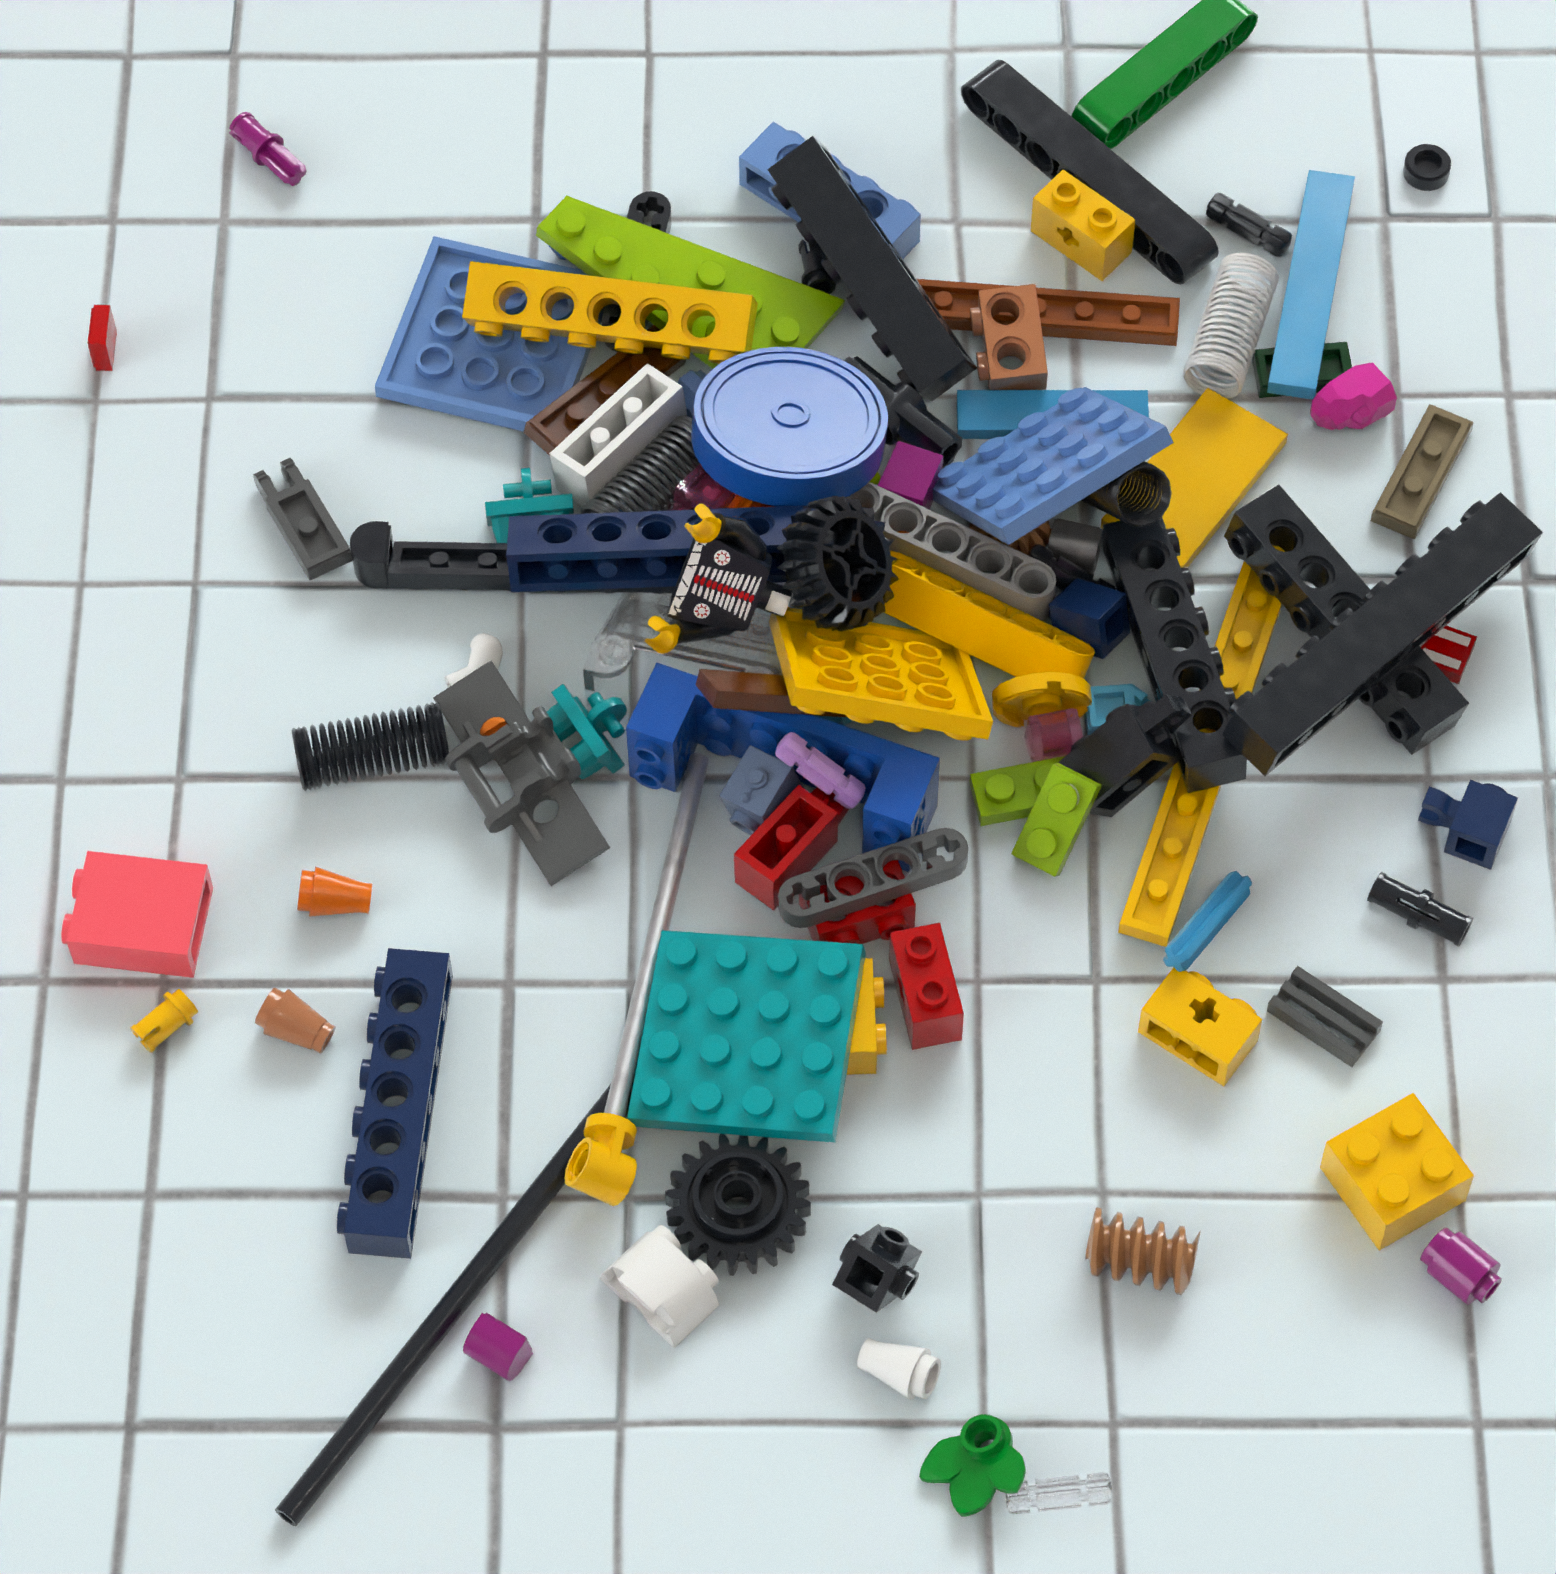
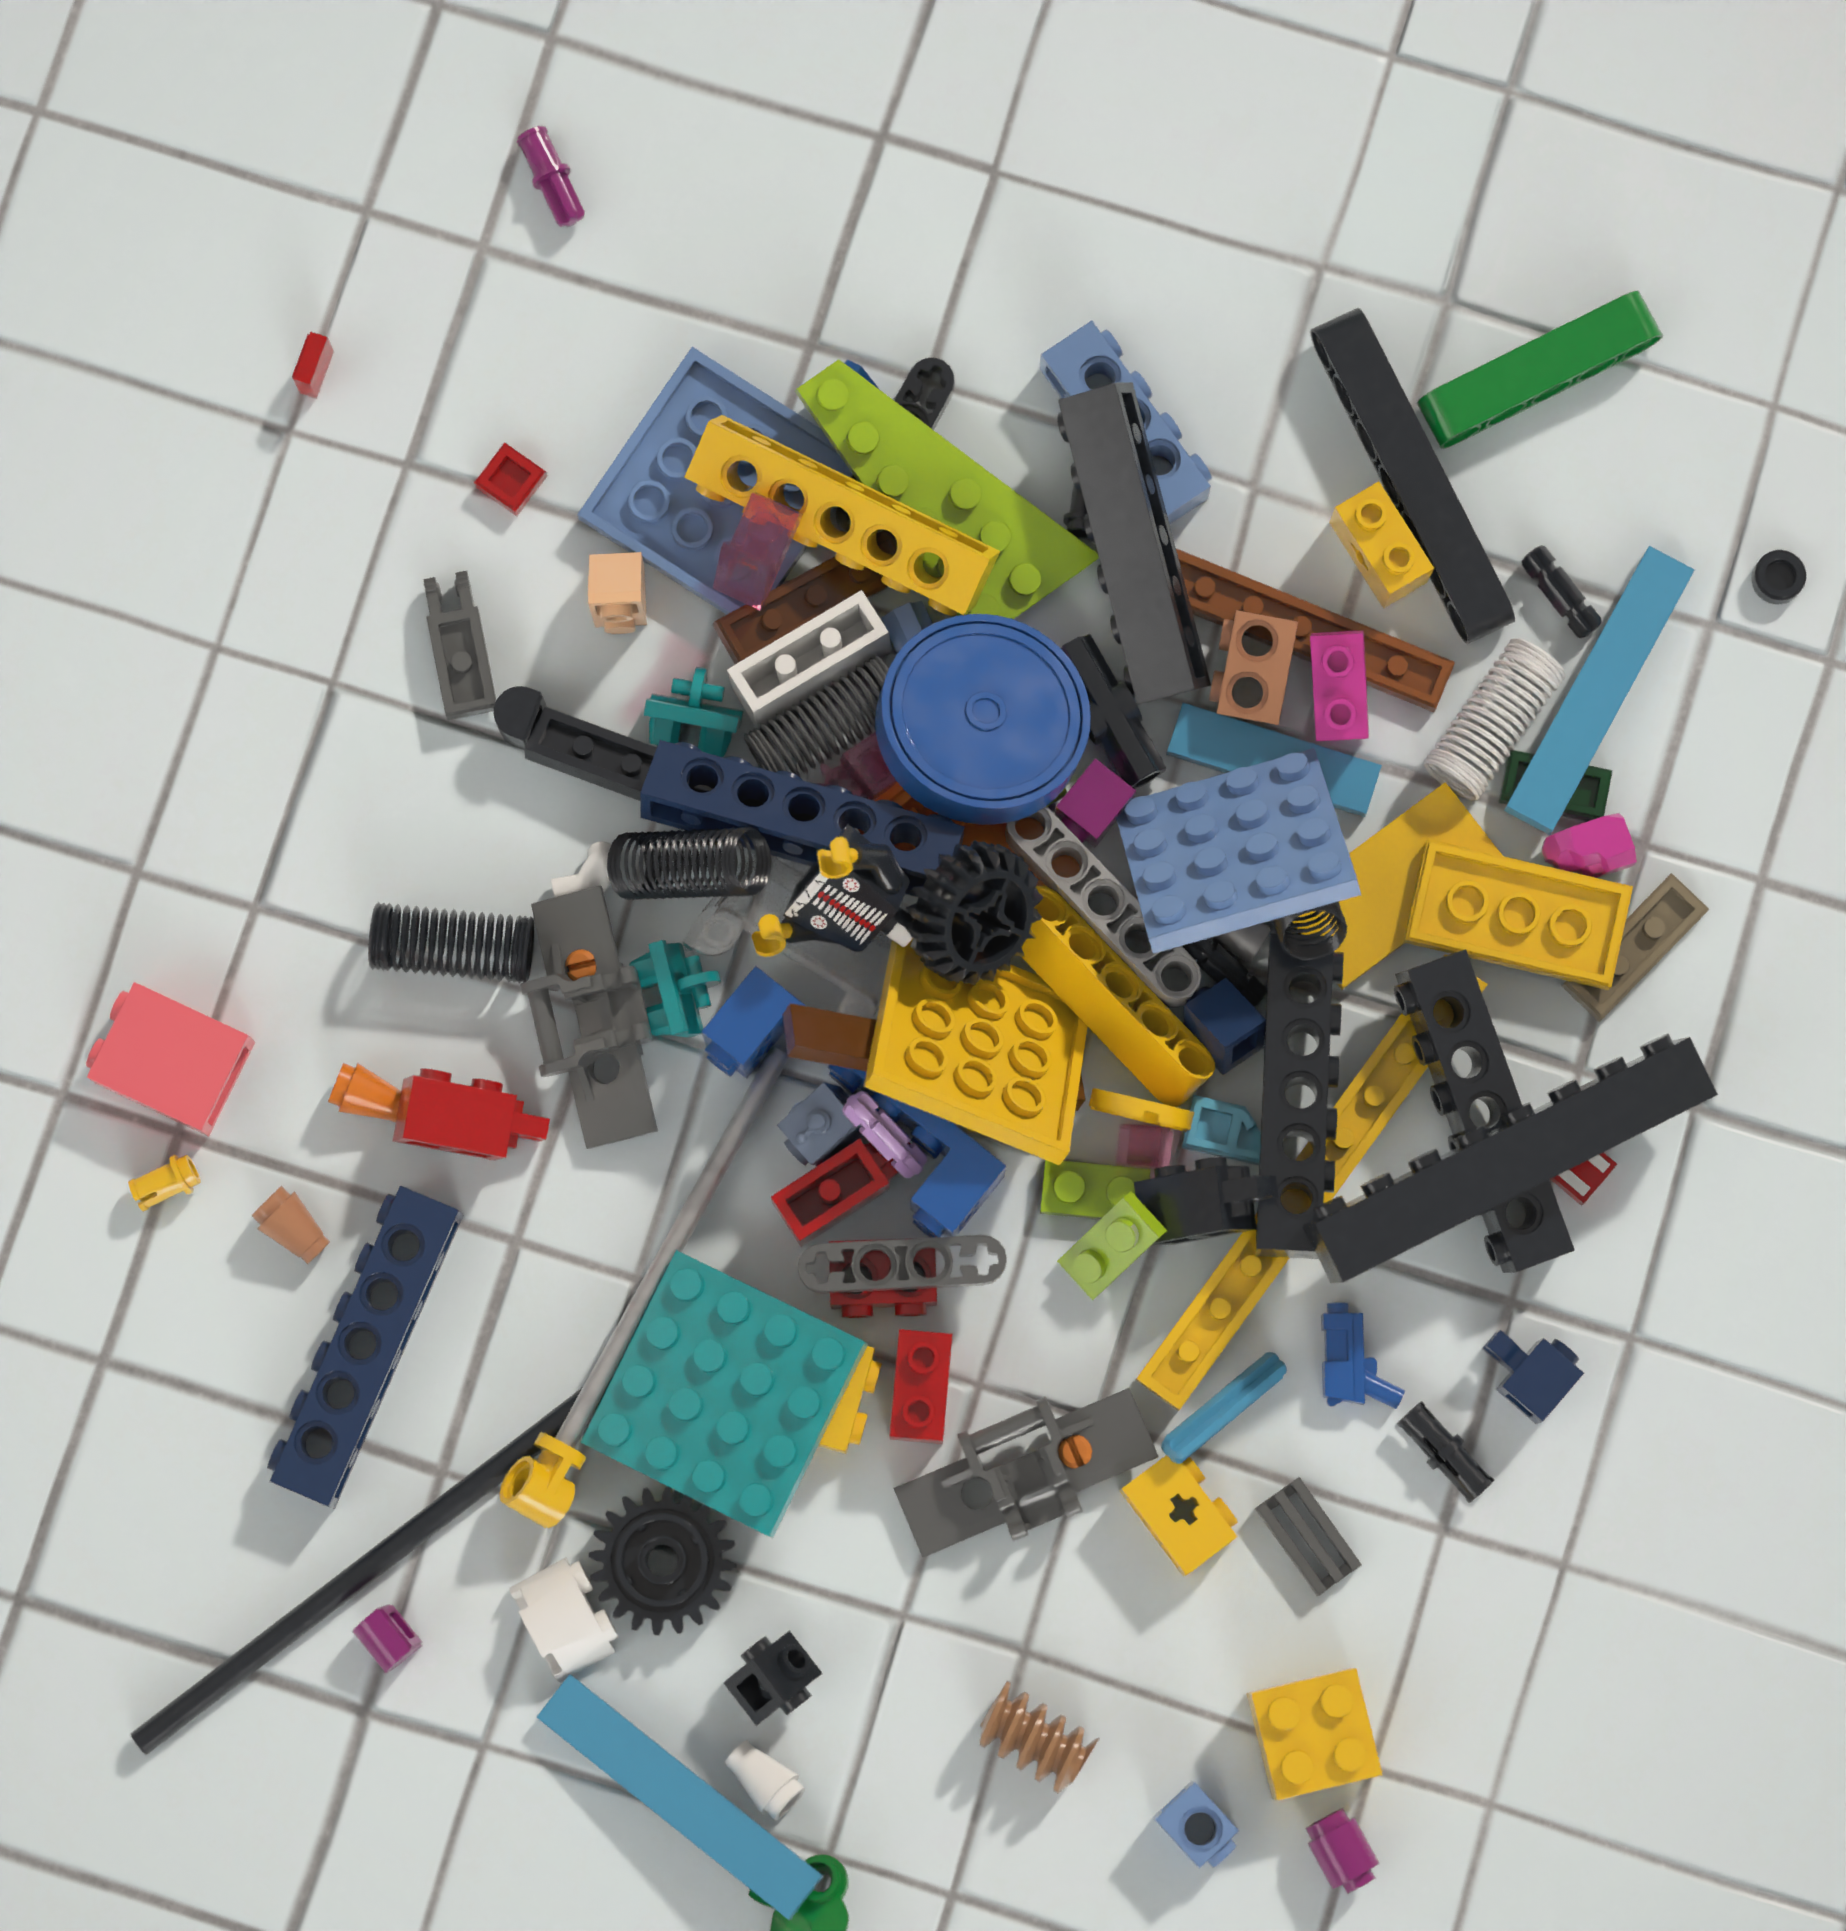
camera: 15 degrees right, 20 degrees up
(305, 383) = (510, 479): none -> red tile
(428, 882) = (463, 1118): none -> red hinge
(431, 434) = (617, 591): none -> light nougat slope
(544, 353) = (756, 551): none -> clear pink slope
(610, 595) = (723, 862): none -> black piece
(826, 1402) = (680, 1797): none -> dark azure tile
(1060, 1043) = (1036, 1487): none -> dark grey piece
(1089, 331) = (1339, 685): none -> dark pink brick
(1303, 870) = (1345, 1371): none -> blue piece
(1312, 1263) = (1180, 1808): none -> medium blue brick
(1315, 462) = (1518, 914): none -> yellow tile

